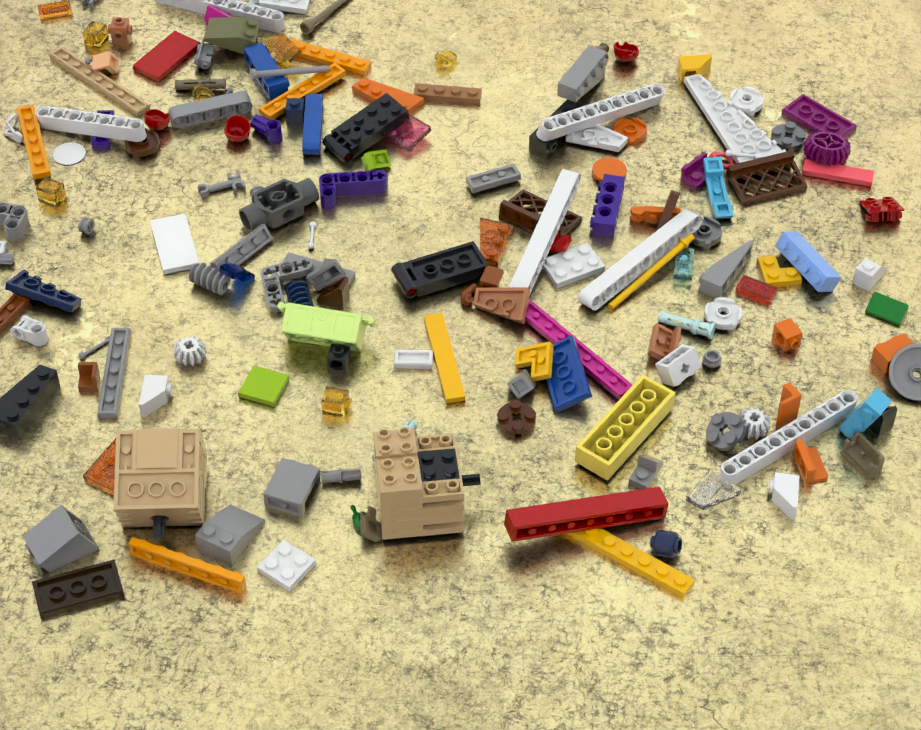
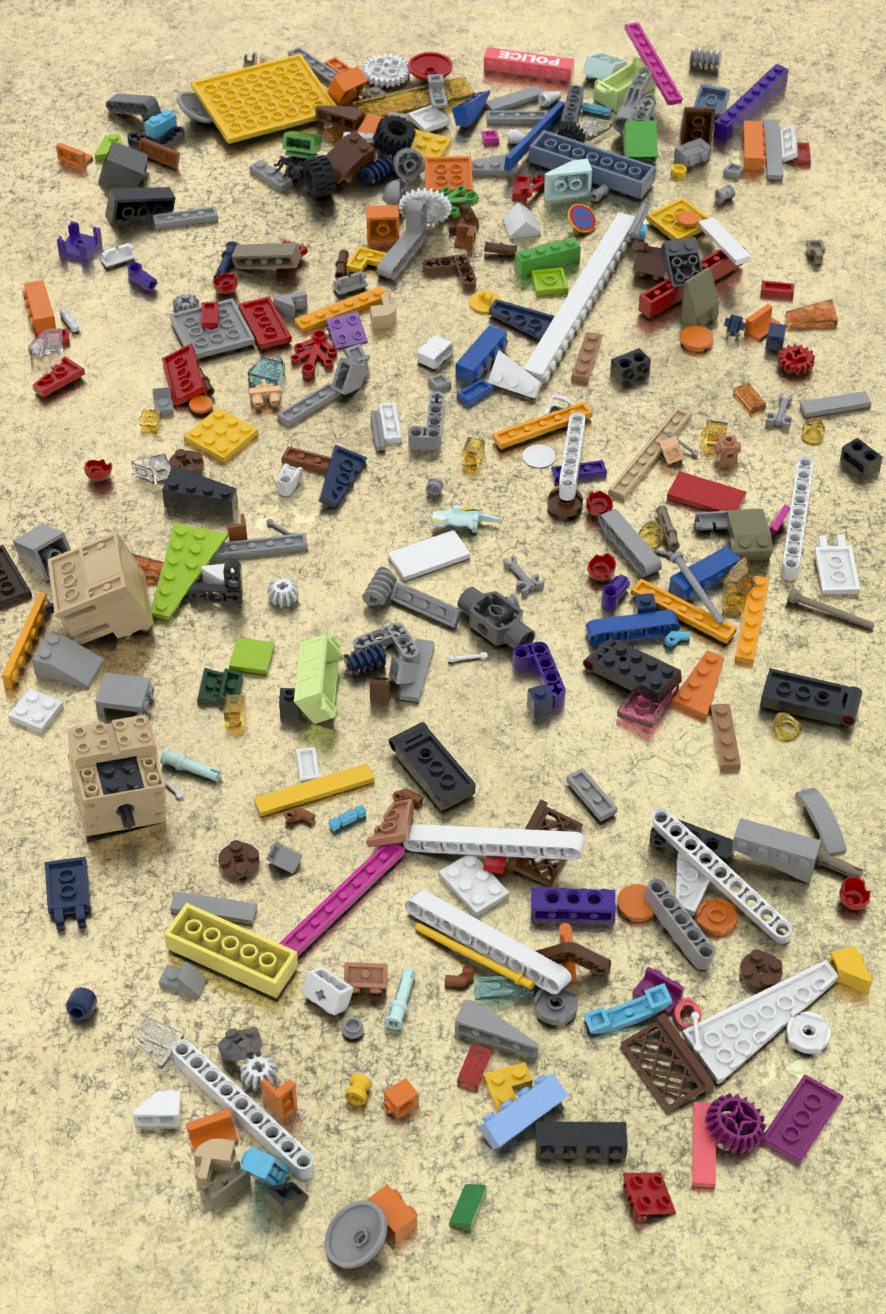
camera: 80 degrees right, 0 degrees up
(108, 412) = (182, 566): none -> lime wing
(139, 210) = (462, 517): none -> light aqua animal
(177, 392) = (198, 590): none -> black beam
(235, 271) = (391, 603): clear blue slope -> none
(297, 413) = (217, 685): none -> dark green slope
(302, 61) = (731, 604): none -> clear yellow plate
(330, 101) = (675, 636): none -> medium azure arm
(376, 160) = (583, 685): lime slope -> none
(383, 191) = (539, 700): none -> dark blue brick
(423, 36) = (811, 697): none -> black hinge
(471, 370) = (299, 813): none -> dark orange arm
(483, 337) = (347, 817): none -> medium azure axle
(491, 277) = (426, 808): dark orange panel -> none
(494, 240) = (495, 809): clear orange wing -> none
(529, 553) = (67, 889): none -> dark blue tile
(538, 357) = (319, 863): yellow plate -> none
(544, 53) = (823, 819): none -> light grey slope
(567, 442) = (224, 908): none -> light grey tile
(568, 379) = (301, 890): blue tile -> none
(585, 514) = (105, 926): red brick -> none
(636, 560) = (75, 967): yellow plate -> none
(640, 146) = (679, 924): none -> light grey beam
(670, 284) = (462, 979): none -> dark orange arm
(693, 115) = (760, 960): none -> reddish brown plate
(724, 322) = (424, 1044): white plate -> none
(776, 360) = (358, 1087): none -> yellow wheel
(782, 135) = (756, 1073): flat silver plate -> none
(833, 234) = (580, 1139): none -> black brick
(837, 464) = (213, 1155): none -> tan brick
(868, 274) = (525, 1183): white slope -> none

